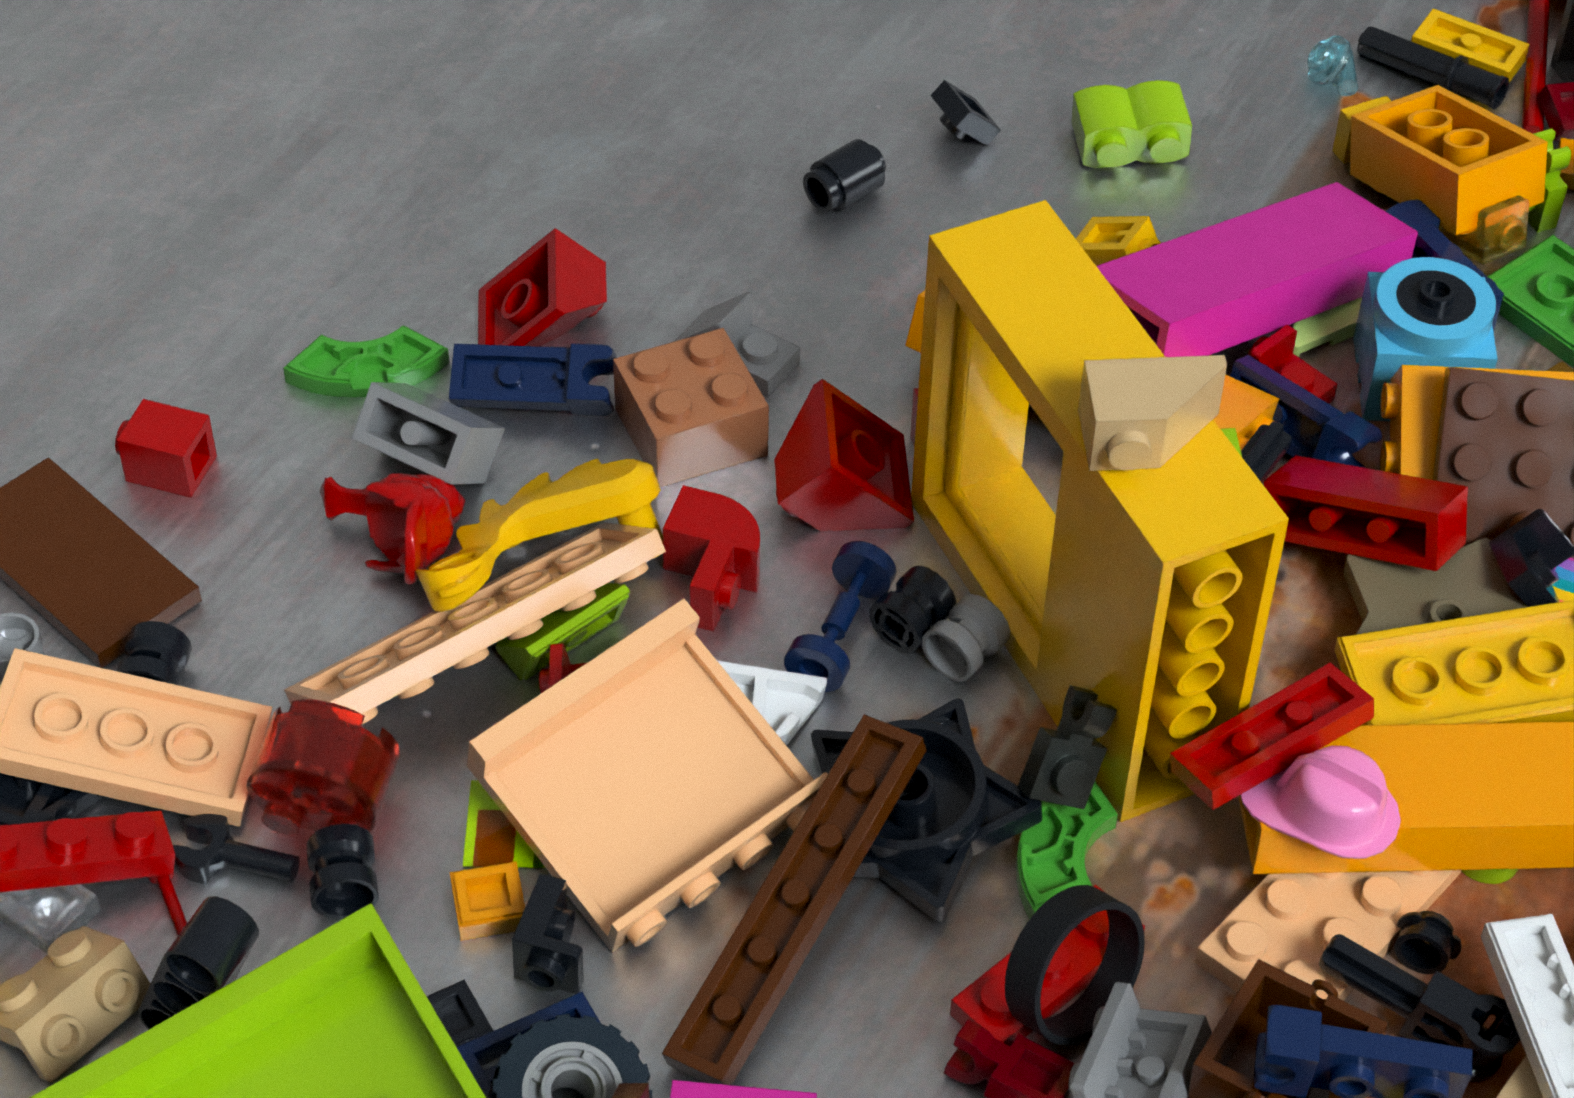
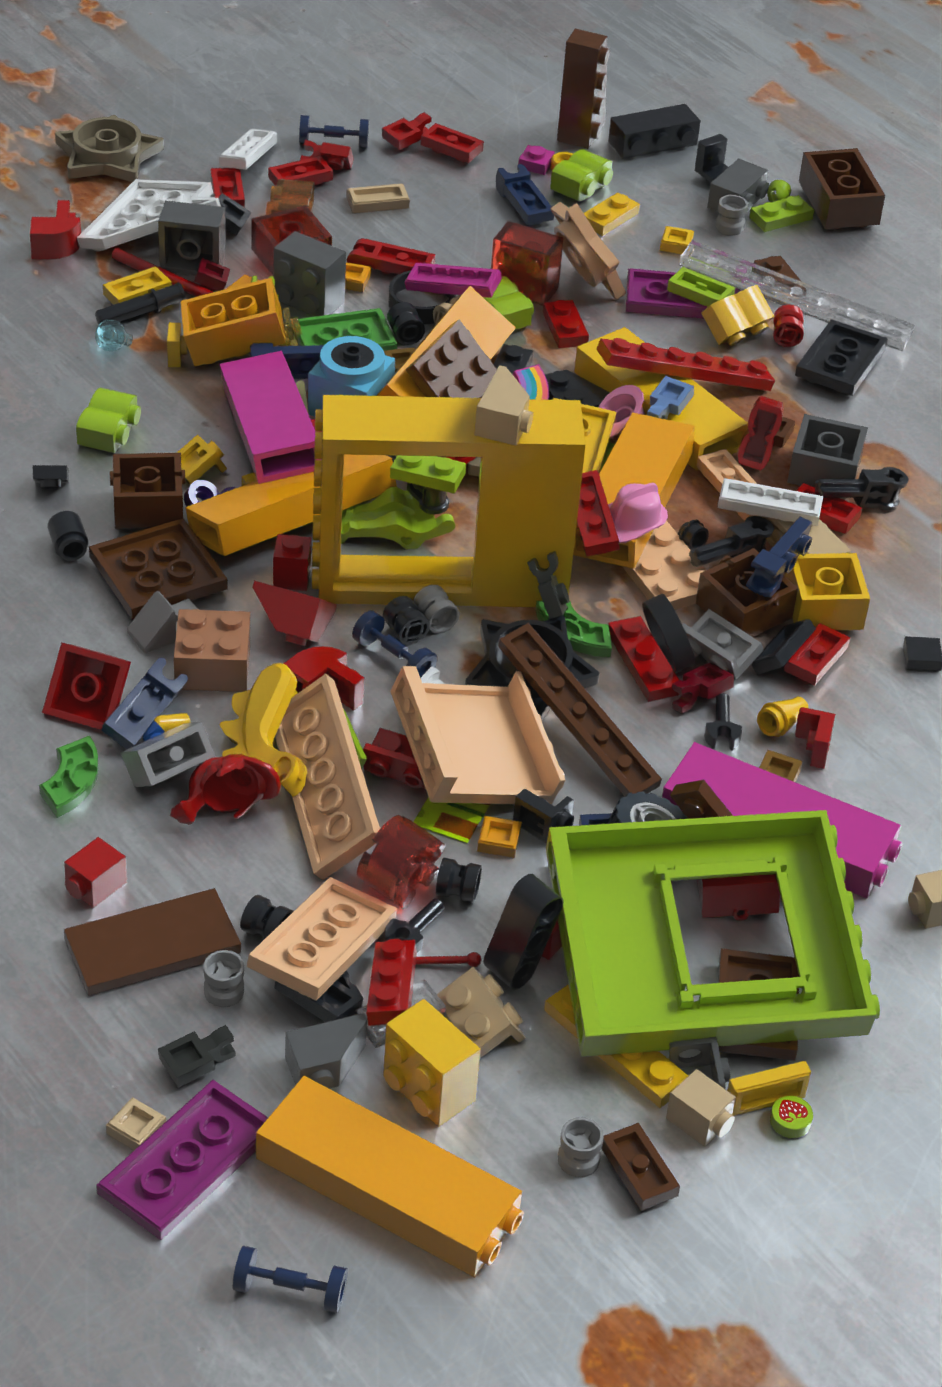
camera: 70 degrees left, 5 degrees down
(513, 417) = (165, 723): none -> yellow arm
(838, 292) = (161, 560): none -> reddish brown plate
(980, 187) = (147, 489): none -> reddish brown brick

